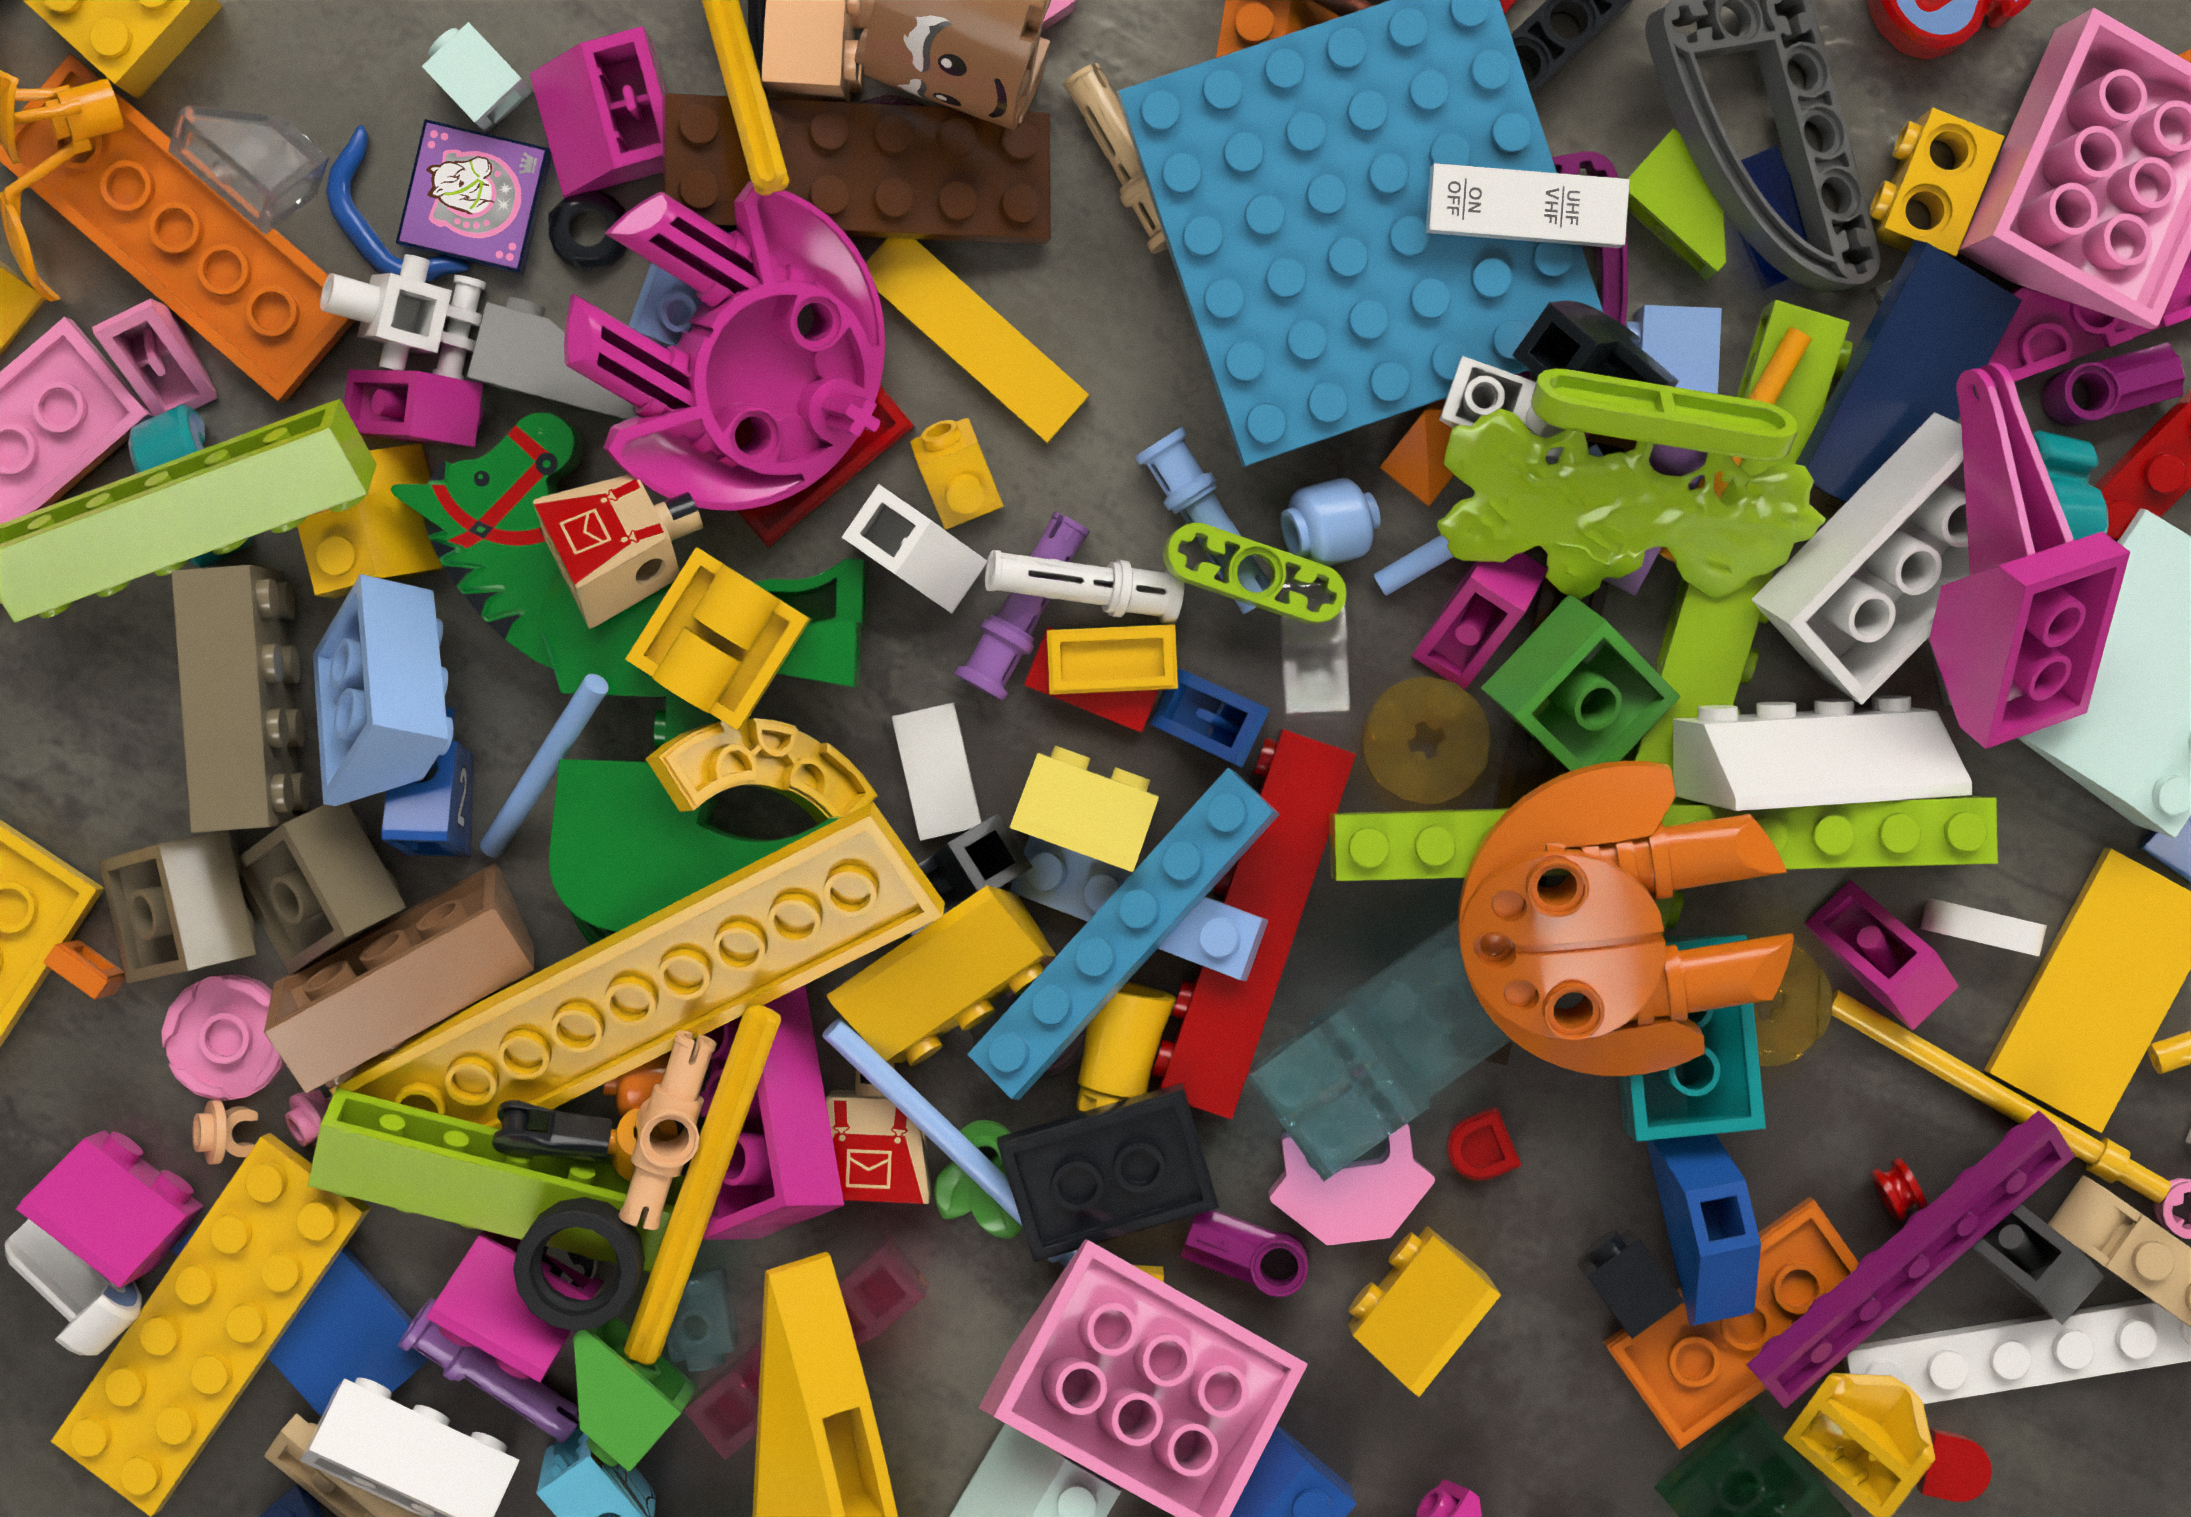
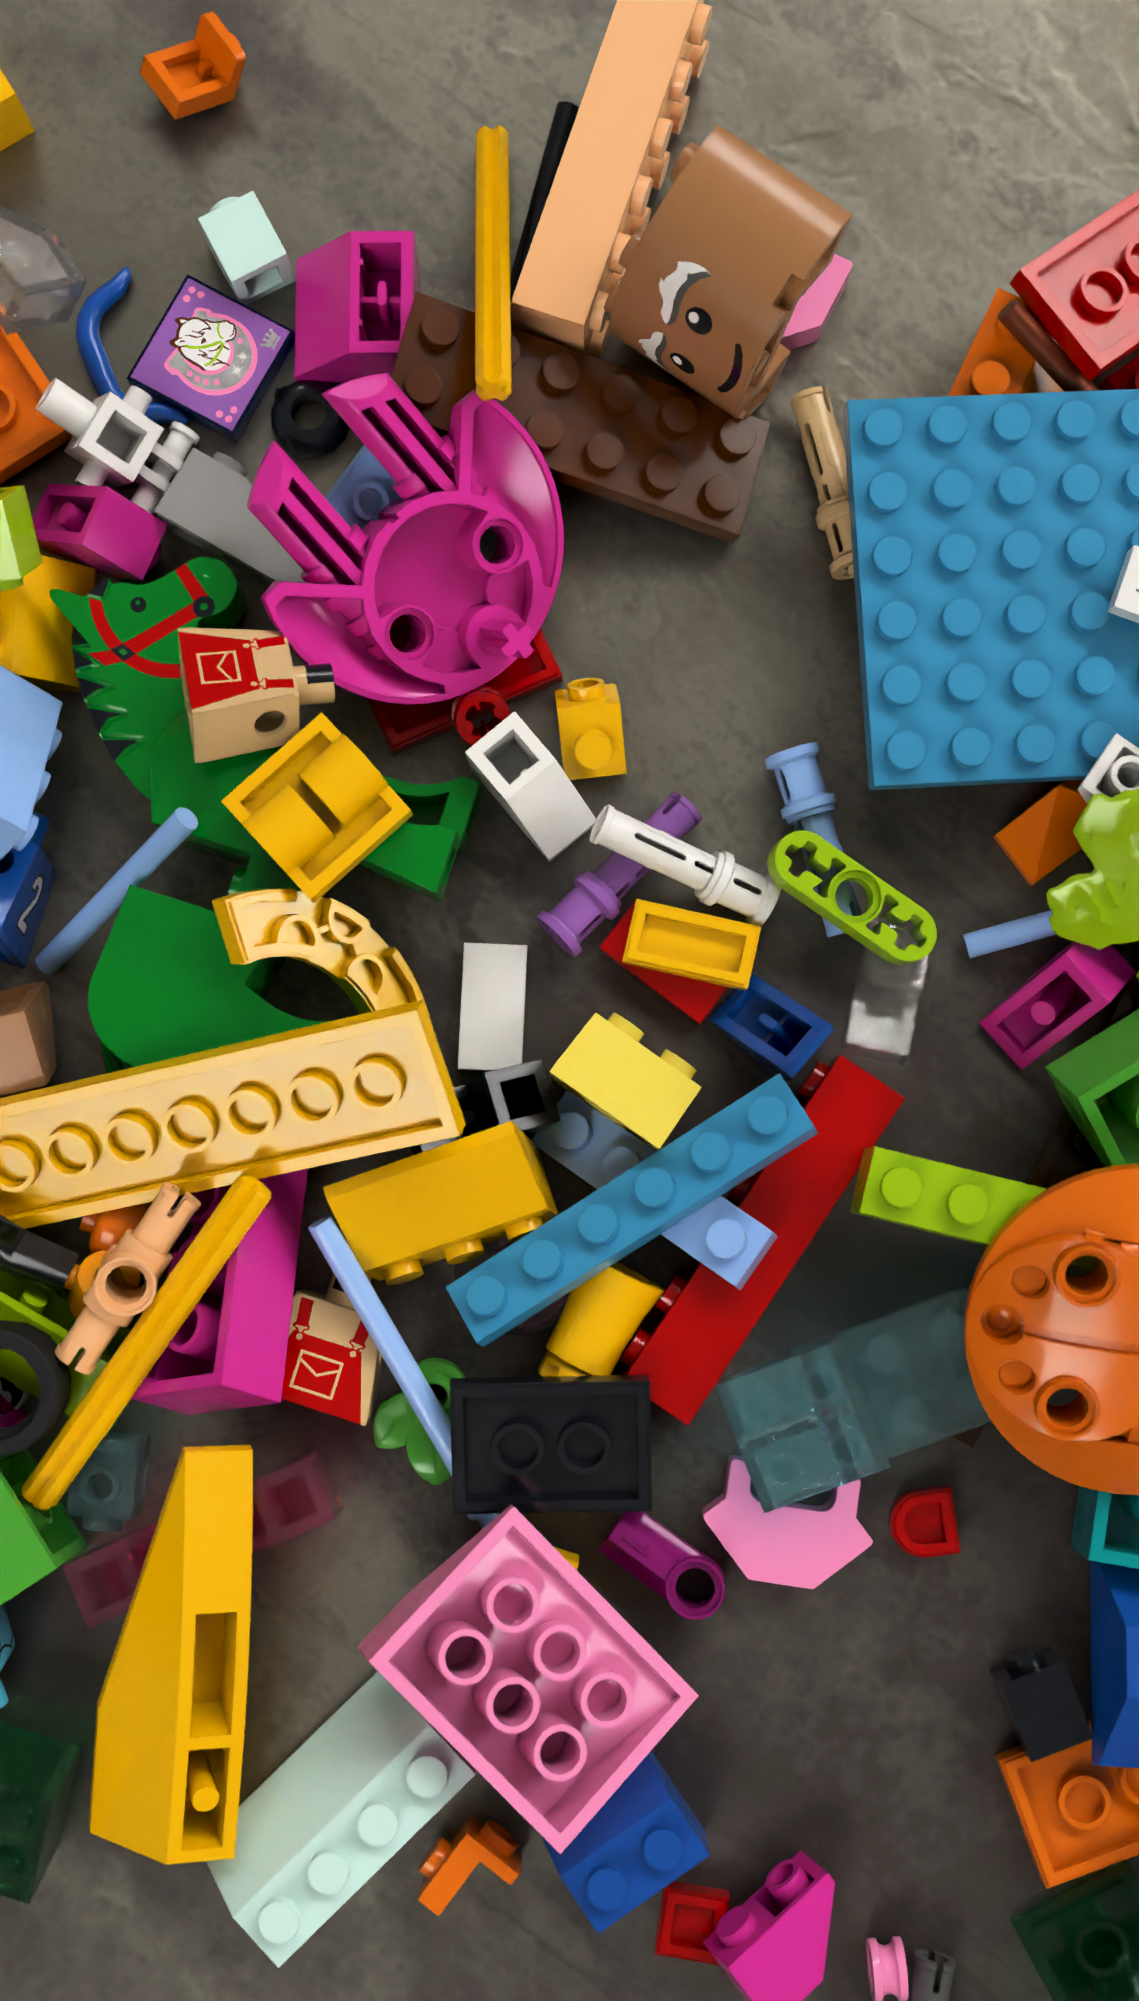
camera: 20 degrees right, 5 degrees down
(849, 508) = (461, 705): none -> red bush
(975, 336) = (644, 610): yellow tile -> none
(1330, 522) = (937, 870): light blue head -> none
(1421, 1308) = (827, 1672): yellow slope -> none
(1442, 707) = (995, 1077): clear yellow plate -> none

